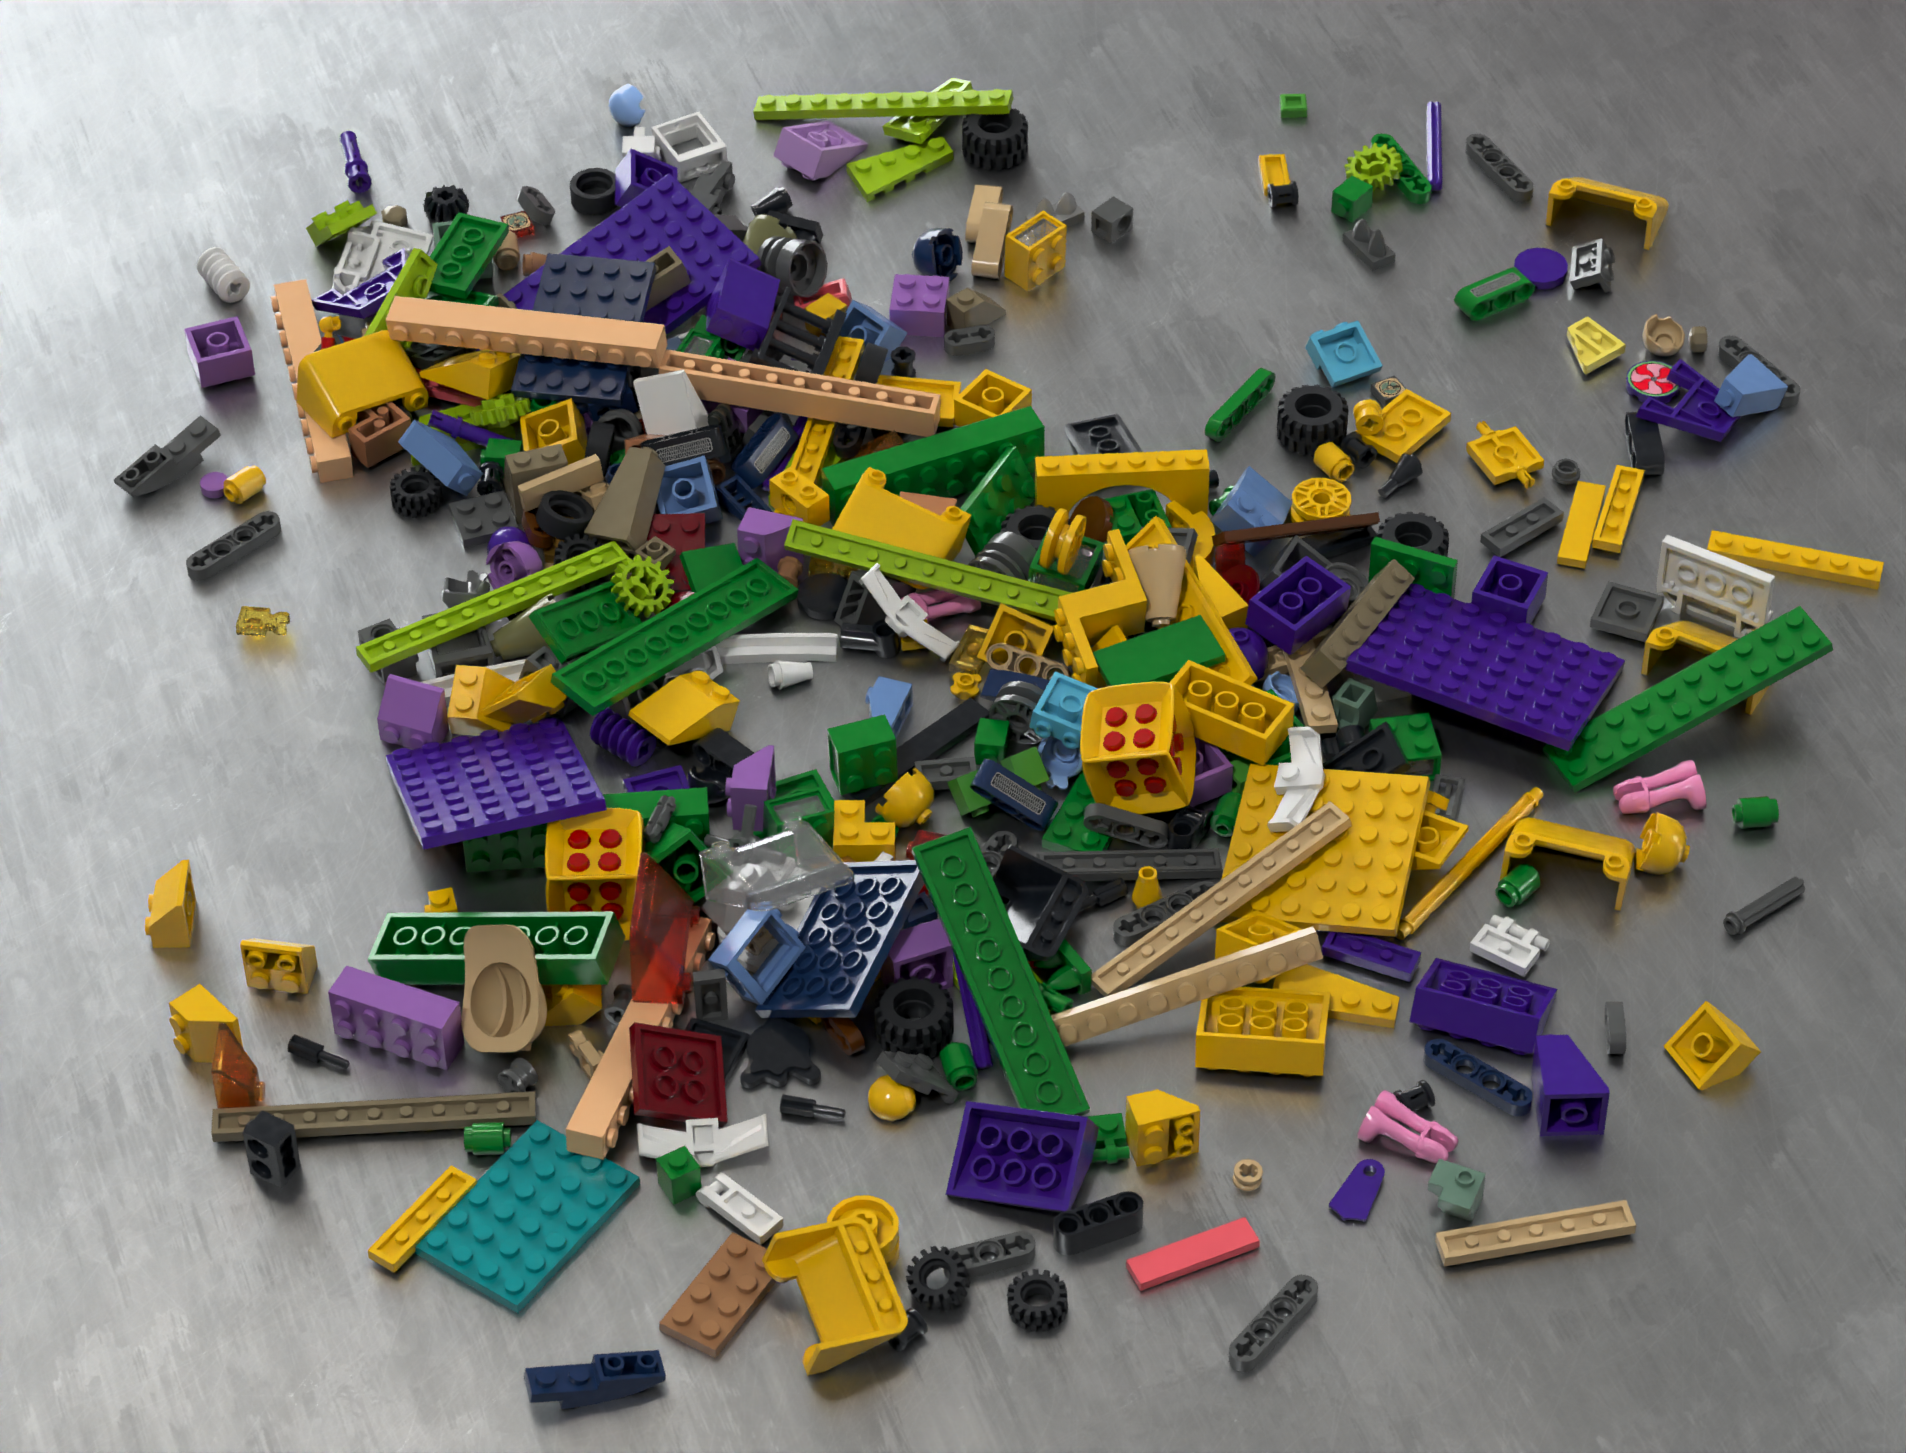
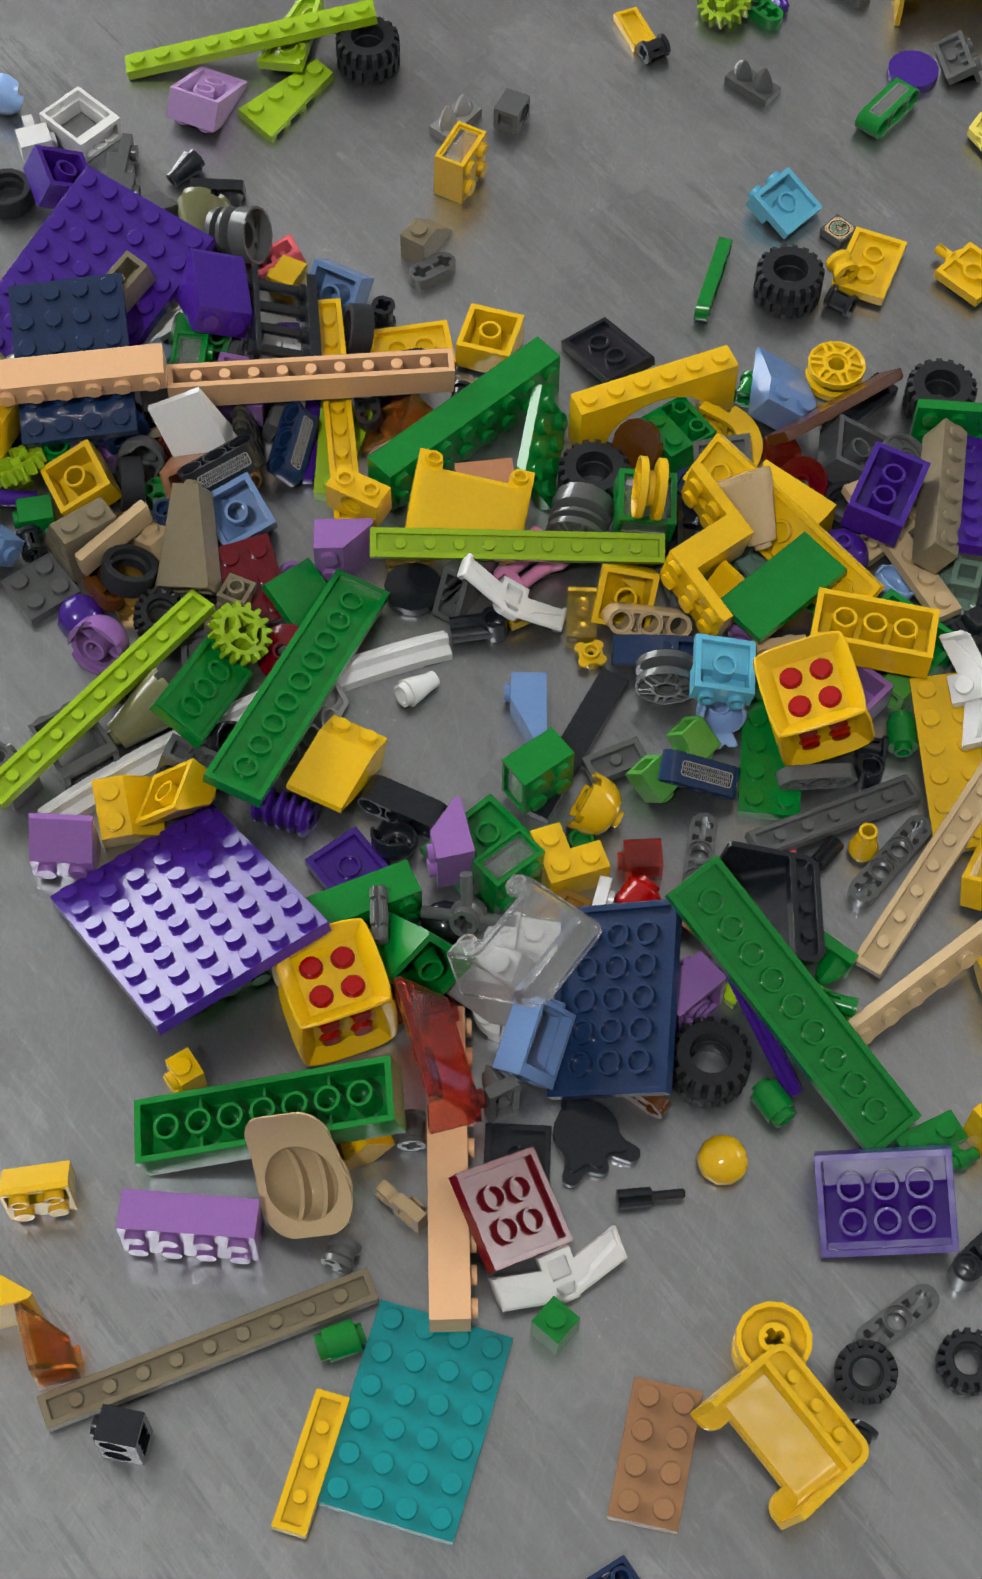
camera: 20 degrees left, 15 degrees up
(314, 1052) = (115, 1284): black axle -> none
(458, 591) = (61, 683): dark grey hat -> none
(740, 1208) = (630, 1343): white plate -> none
(741, 488) = (286, 491): dark blue slope -> none
(790, 569) = (369, 571): medium nougat bush -> none
(916, 1072) = (740, 1128): dark grey wing -> none
(920, 304) = (373, 244): medium lavender brick -> none
(937, 253) = (366, 187): dark blue cylinder -> none
(981, 194) = (390, 133): tan beam -> none
(990, 241) = (414, 160): tan beam -> none
(991, 740) = (645, 714): green brick -> none
(1333, 462) = (825, 320): yellow brick -> none
(1352, 198) = (718, 39): green brick -> none
(1405, 470) = (892, 312): black cone -> none

